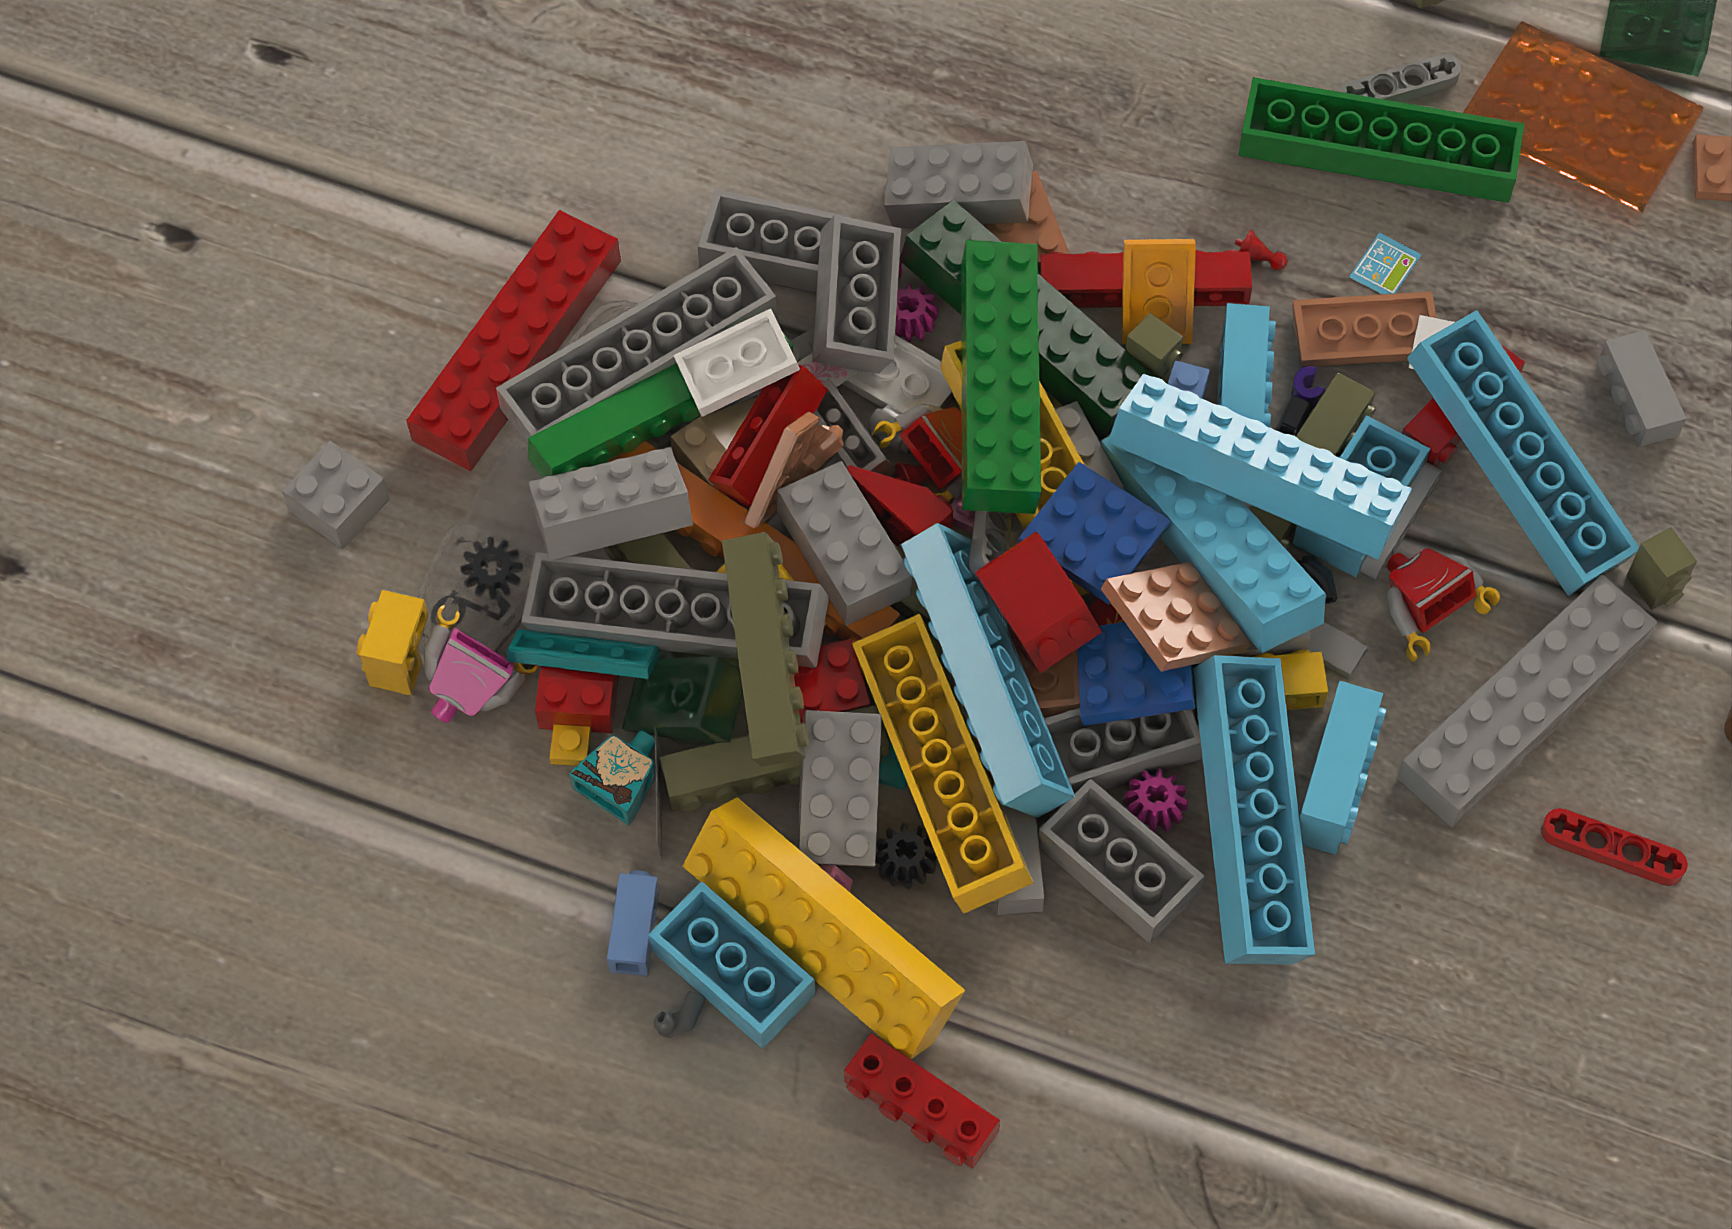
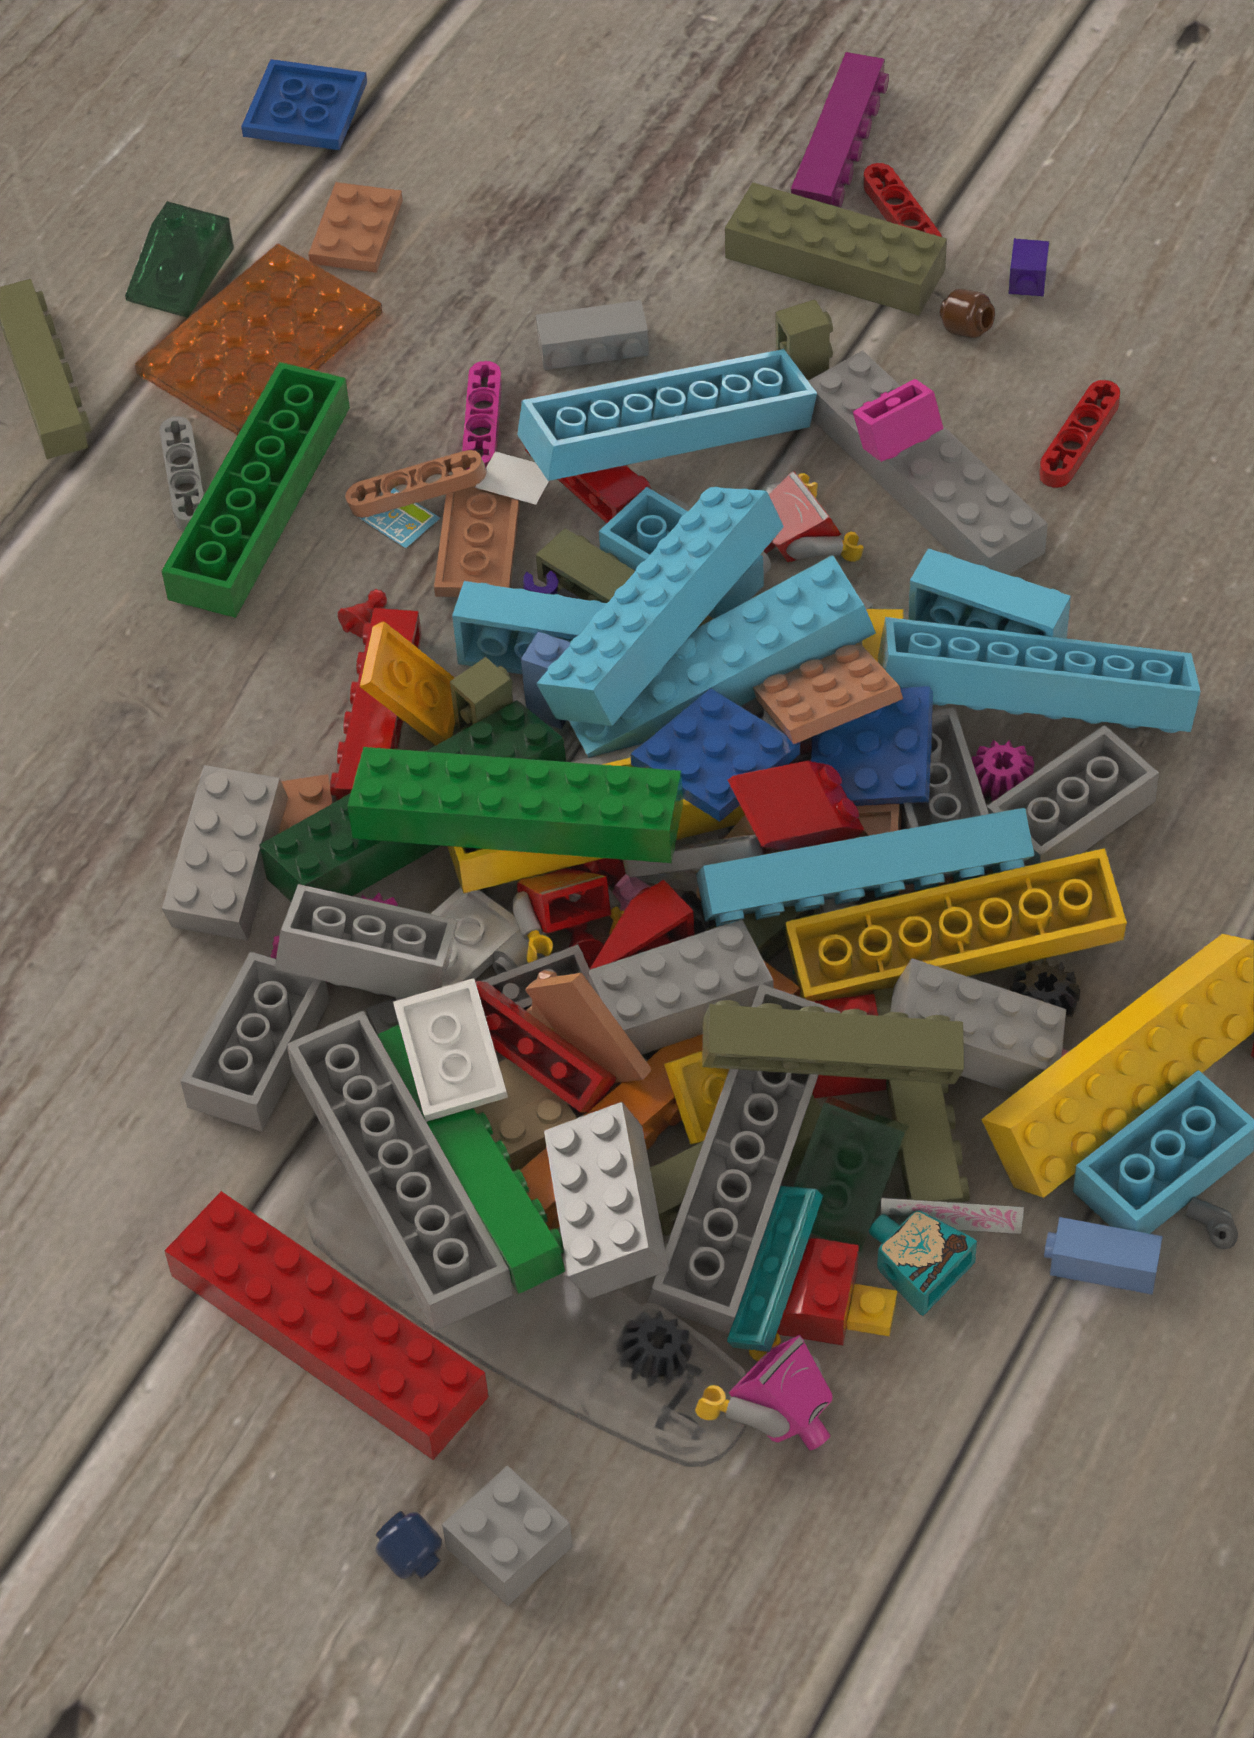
camera: 80 degrees left, 10 degrees down
(324, 424) = (408, 1545): none -> dark blue head
(392, 641) = (735, 1460): yellow brick -> none
(1419, 264) = (415, 480): none -> nougat beam
(1520, 318) = (486, 417): none -> dark pink beam
(1541, 648) = (898, 420): none -> dark pink brick

